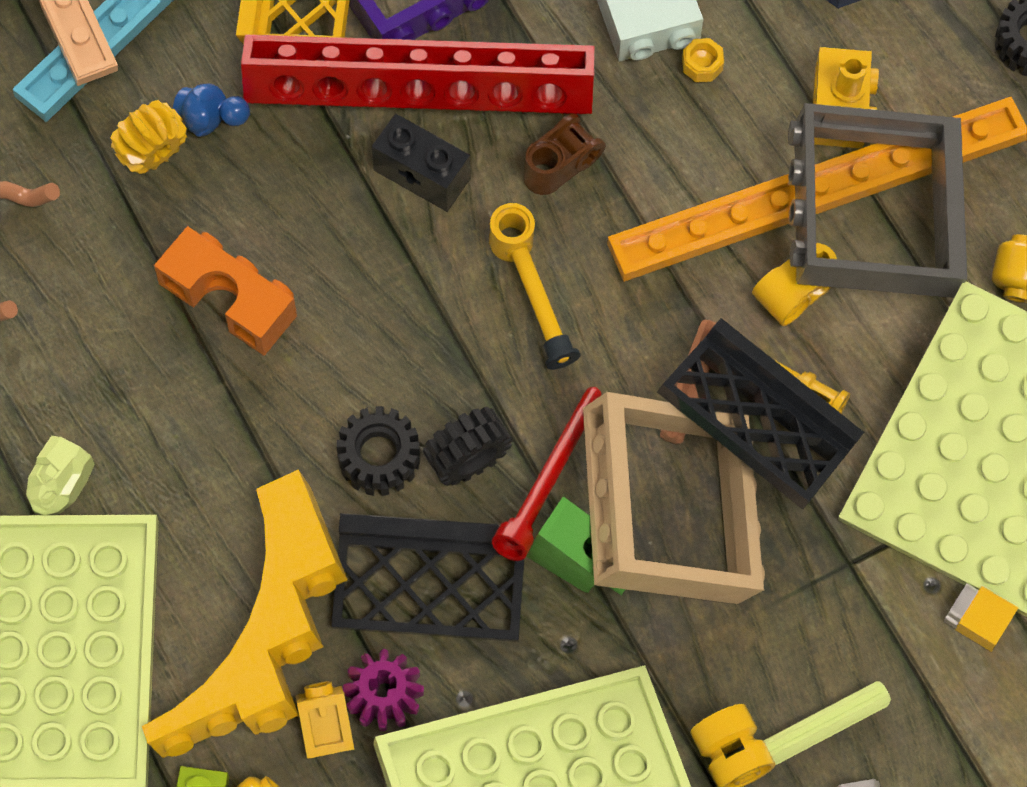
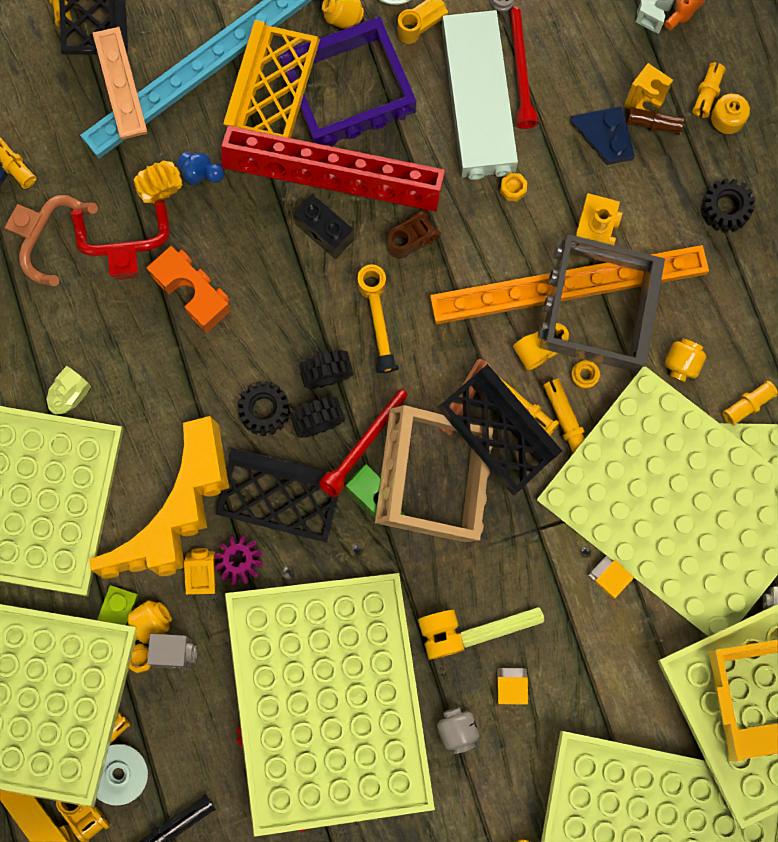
camera: 10 degrees right, 10 degrees up
(111, 255) = (122, 256): none -> red piece
(467, 371) = (326, 369): none -> black tyre
(871, 403) = (572, 431): none -> yellow pin
(873, 305) = (587, 366): none -> yellow plate

